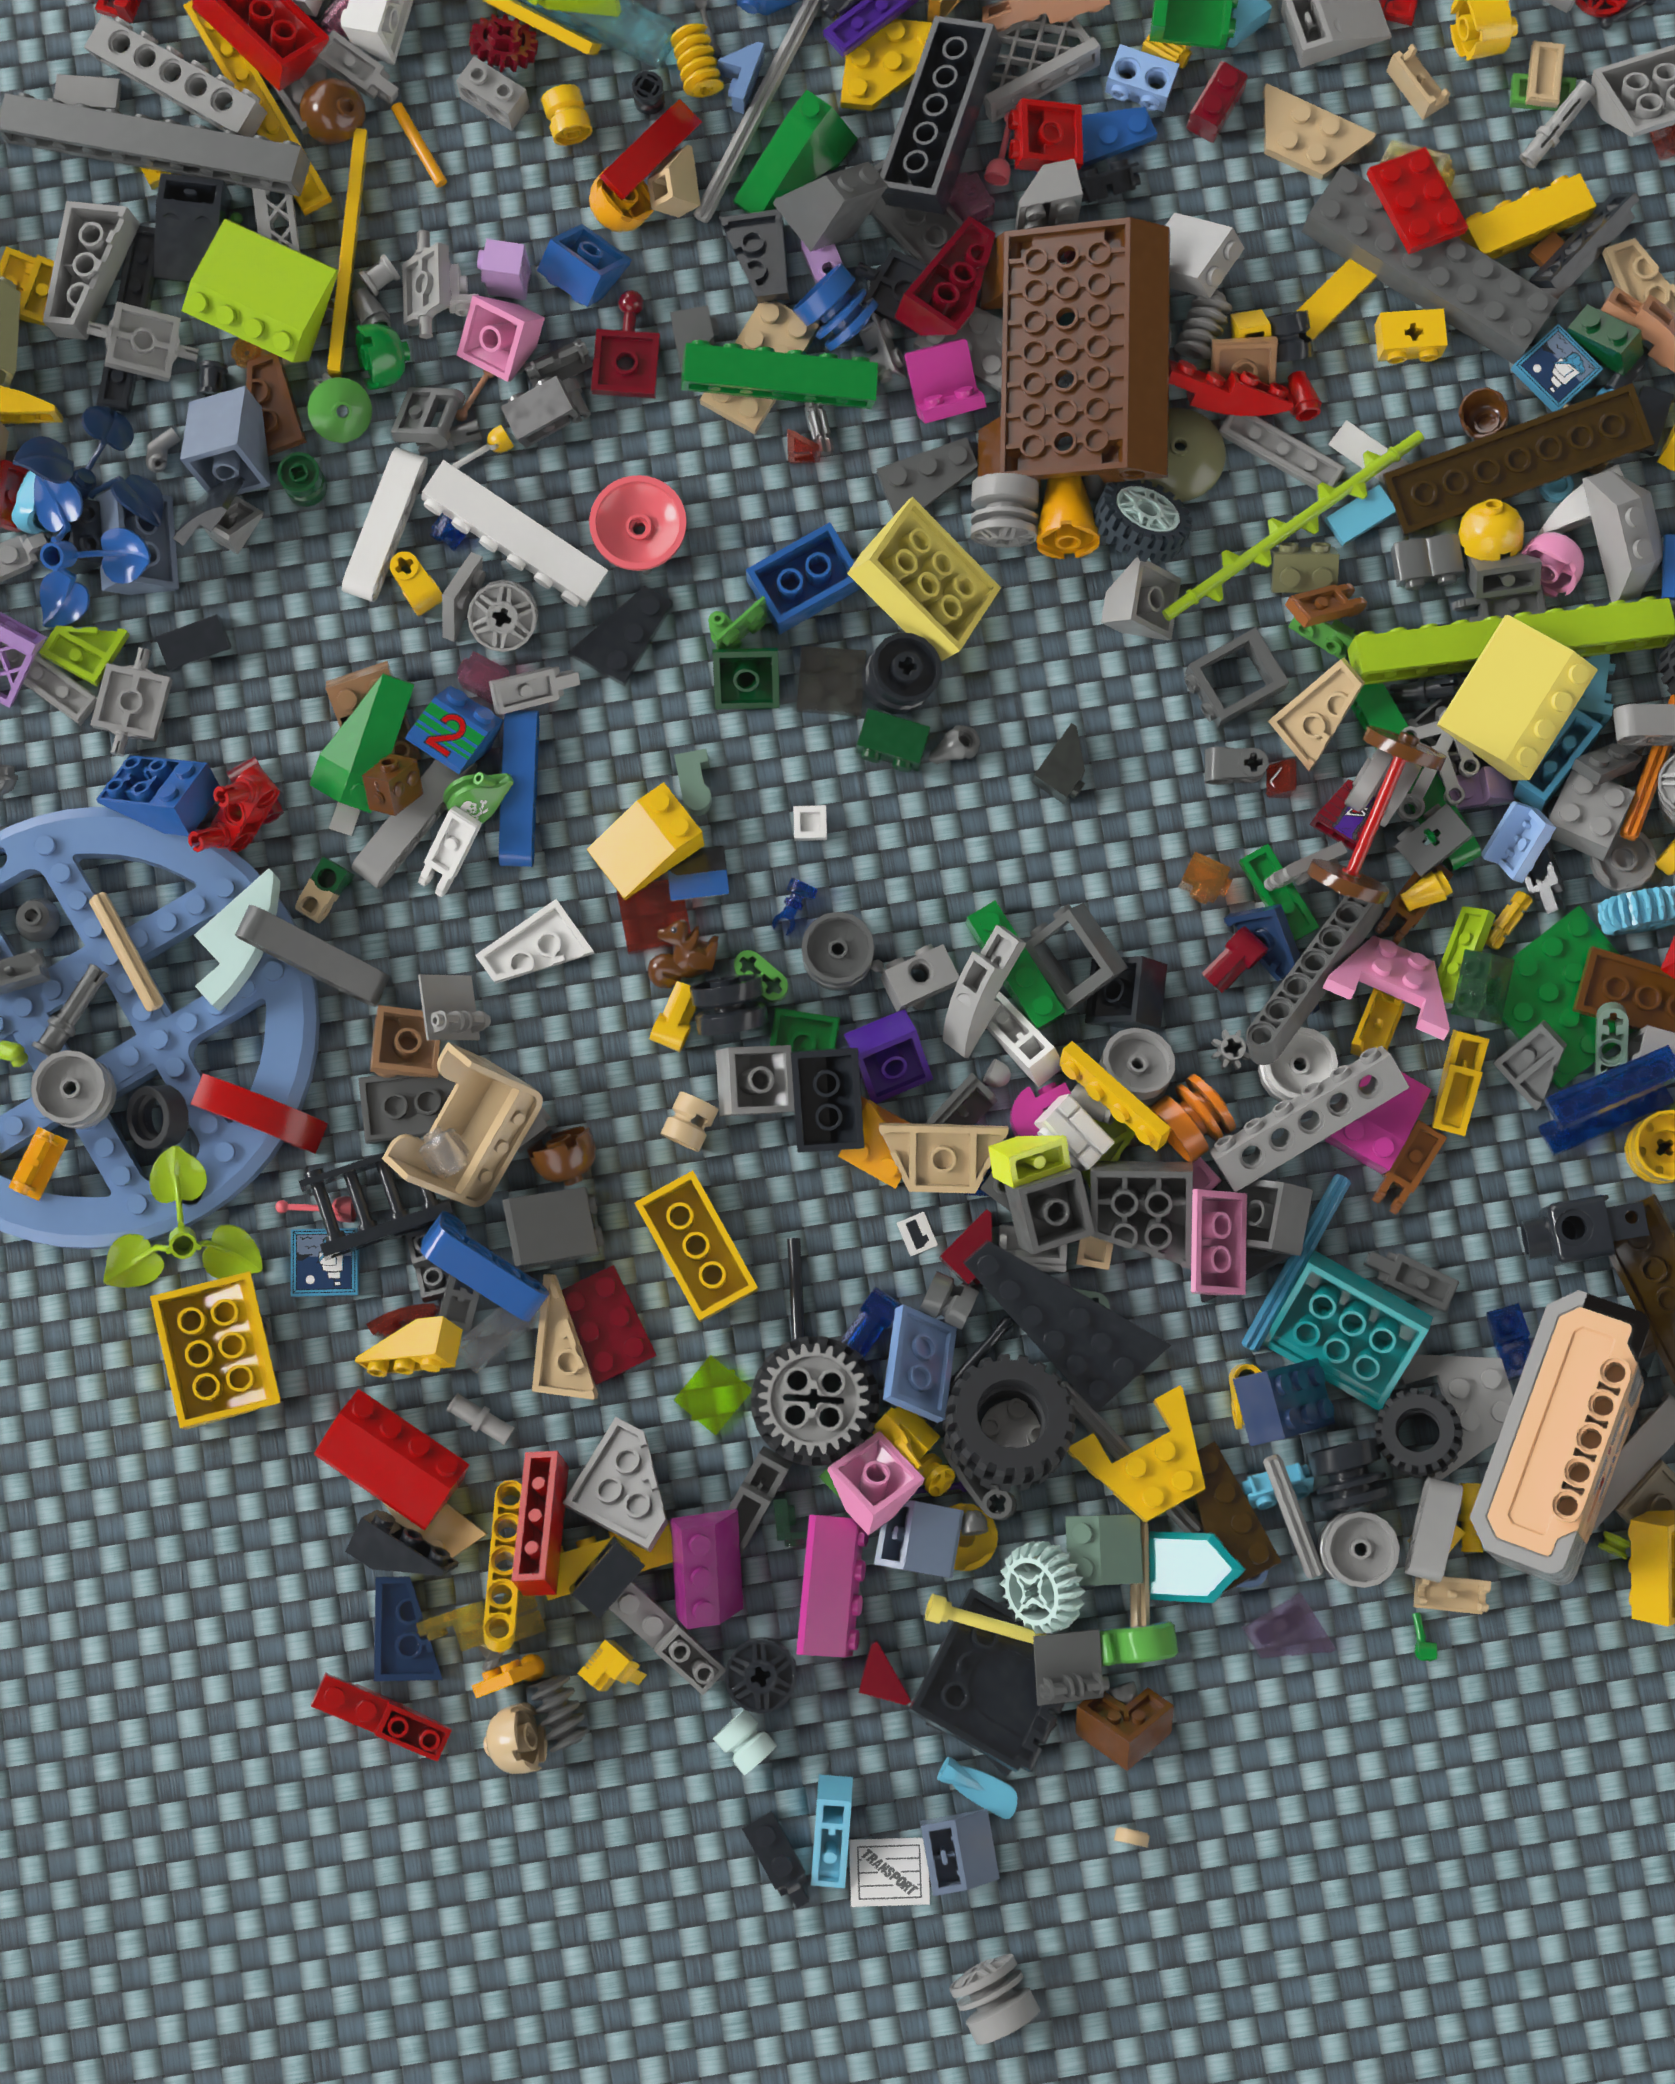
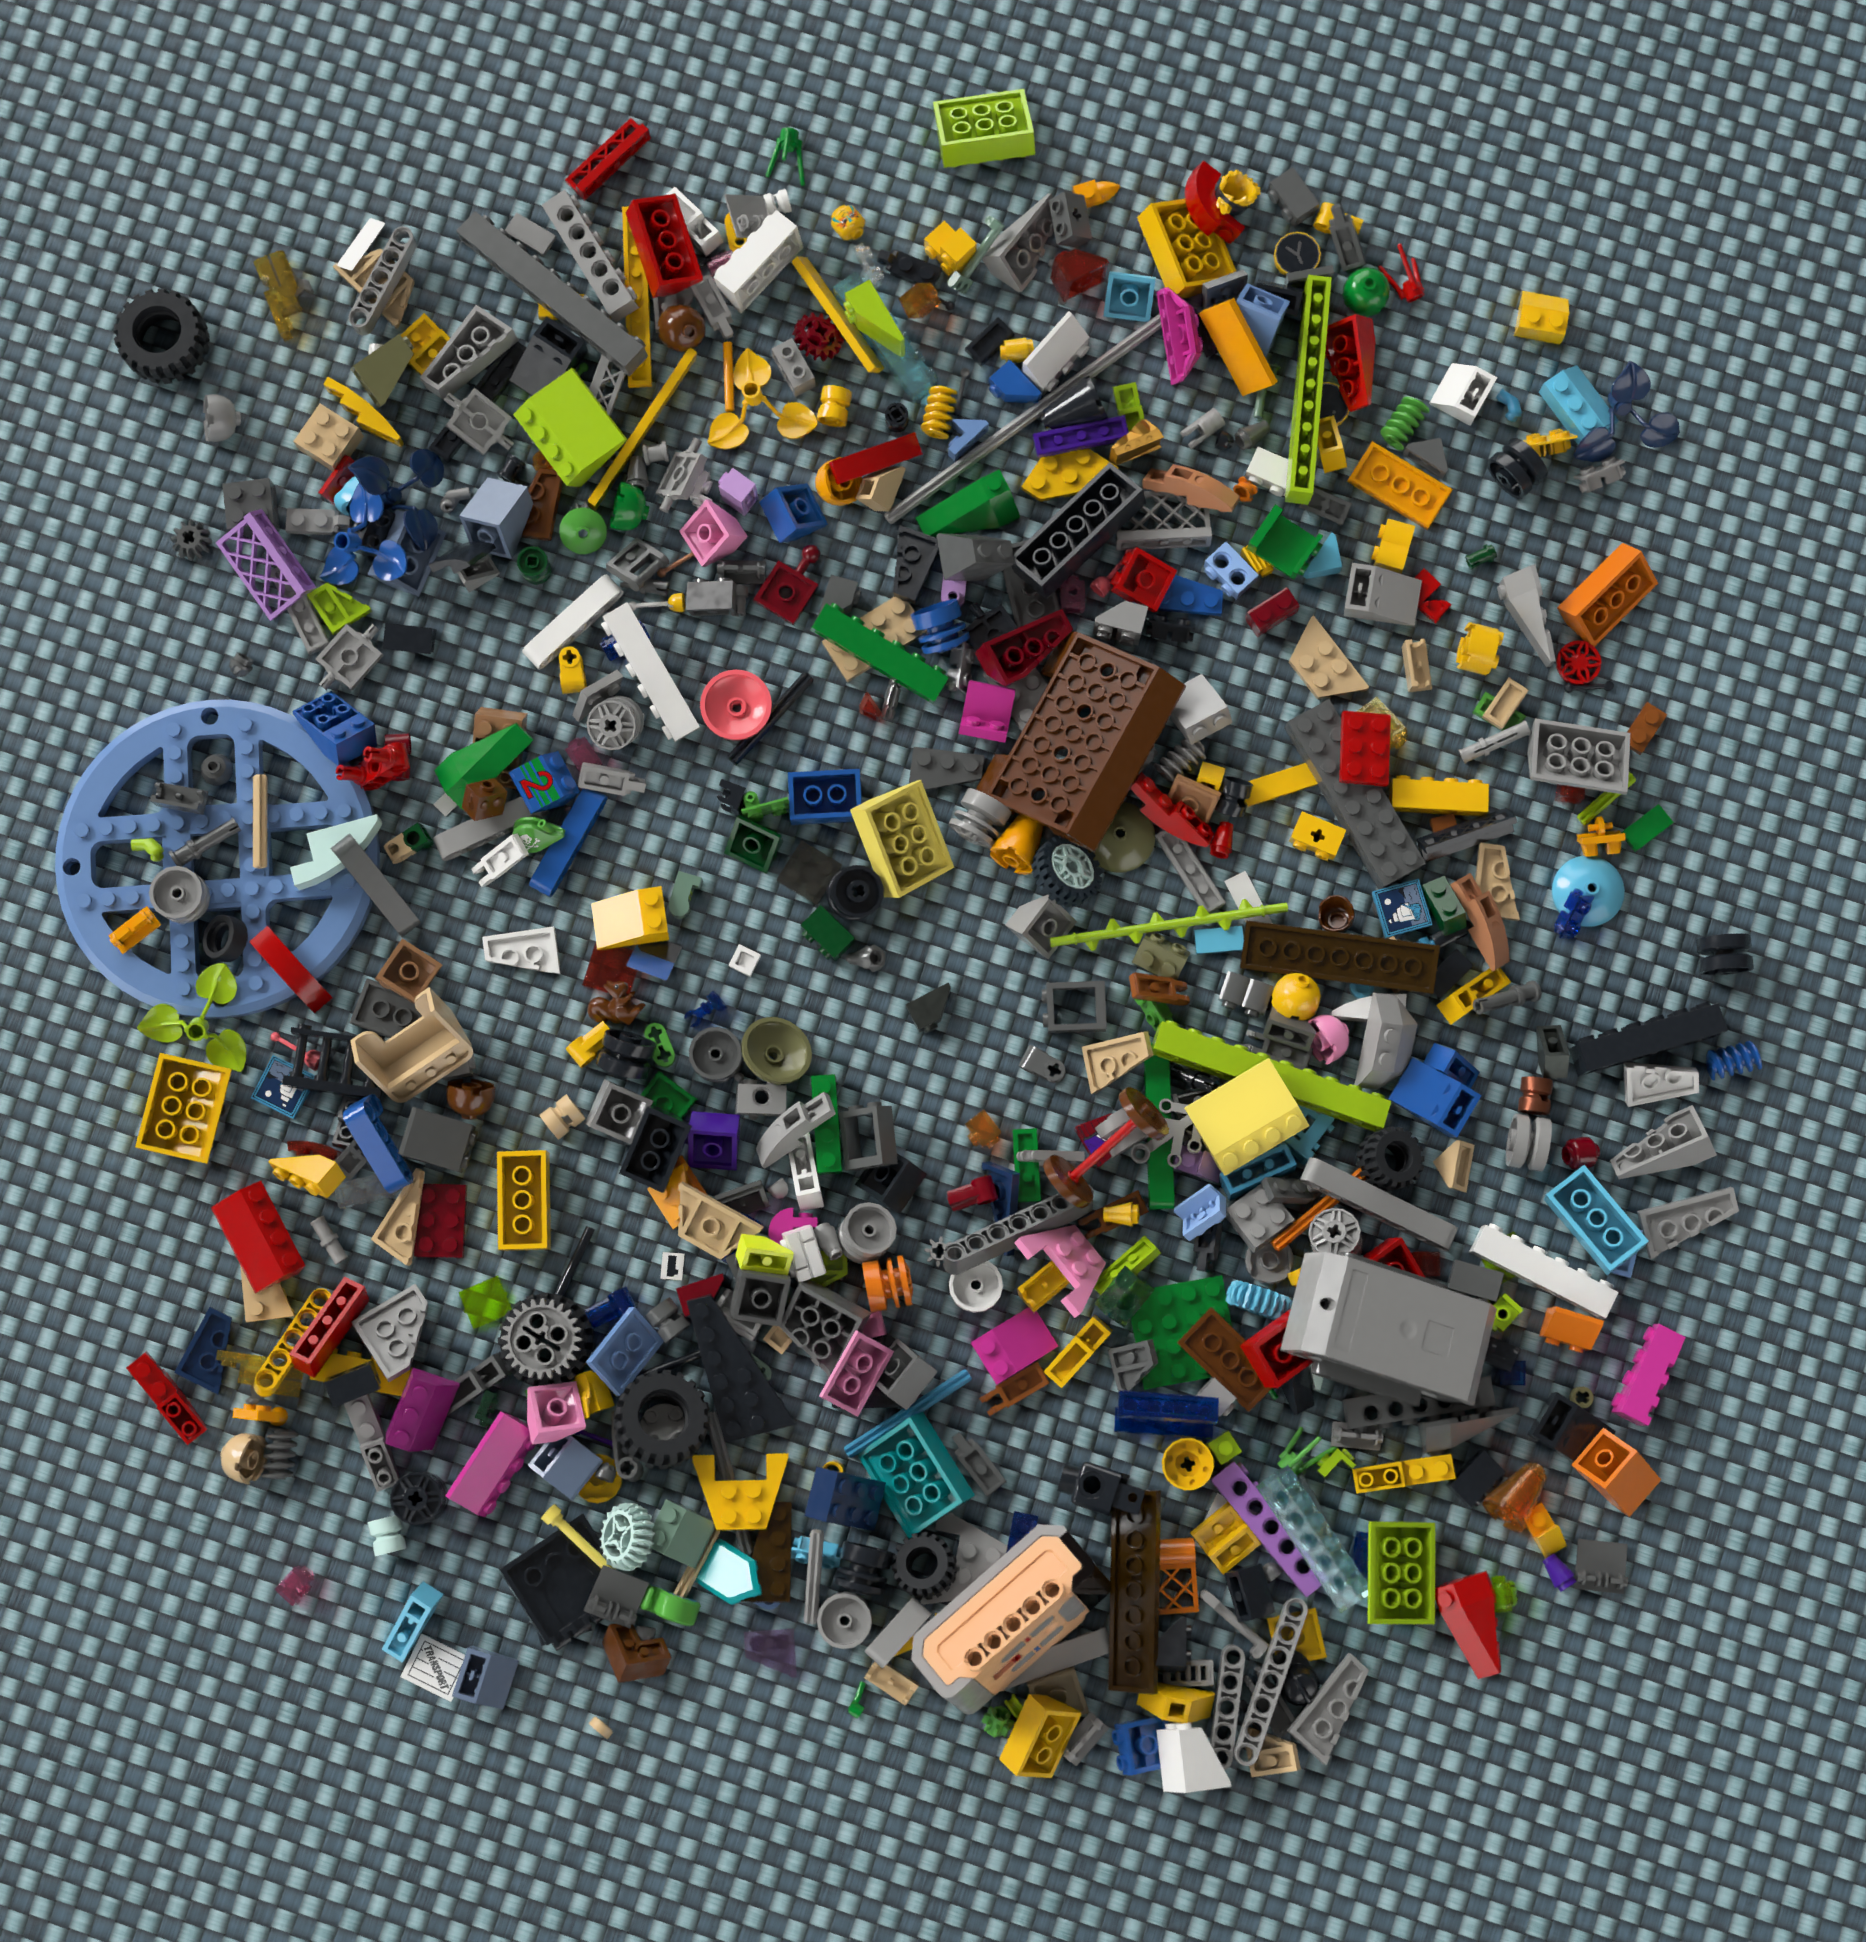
camera: 30 degrees right, 0 degrees up
(392, 1547) = (227, 1291): black slope -> none
(444, 1151) = (392, 1056): clear head -> none
(448, 127) = (749, 375): none -> yellow plant
(450, 1008) = (448, 963): light grey hinge -> none
(611, 1664) = (327, 1441): yellow piece -> none
(624, 636) = (690, 774): black wing -> none
(663, 1862) = (295, 1584): none -> clear pink brick
(691, 503) = (777, 711): none -> black axle
(693, 628) = (733, 797): none -> black hinge
(777, 1857) = (370, 1620): black hinge -> none
(881, 1679) = (495, 1540): dark red slope -> none
(908, 908) = (784, 1043): none -> olive dish
(937, 1476) = (598, 1428): yellow wheel -> none
(980, 1788) = (522, 1645): medium azure piece -> none
(991, 1992) = (457, 1784): light grey wheel -> none
(1111, 1093) = (842, 1250): yellow plate -> none
(1281, 779) = (1069, 1089): clear red slope -> none
(1326, 1118) = (950, 1332): light grey brick -> none
(1452, 837) = (1157, 1184): dark grey brick -> none
(1508, 919) = (1169, 1260): yellow axle -> none
(1602, 1027) = (1196, 1375): sand green beam -> none
(1605, 1574) = (997, 1721): none -> bright green gear

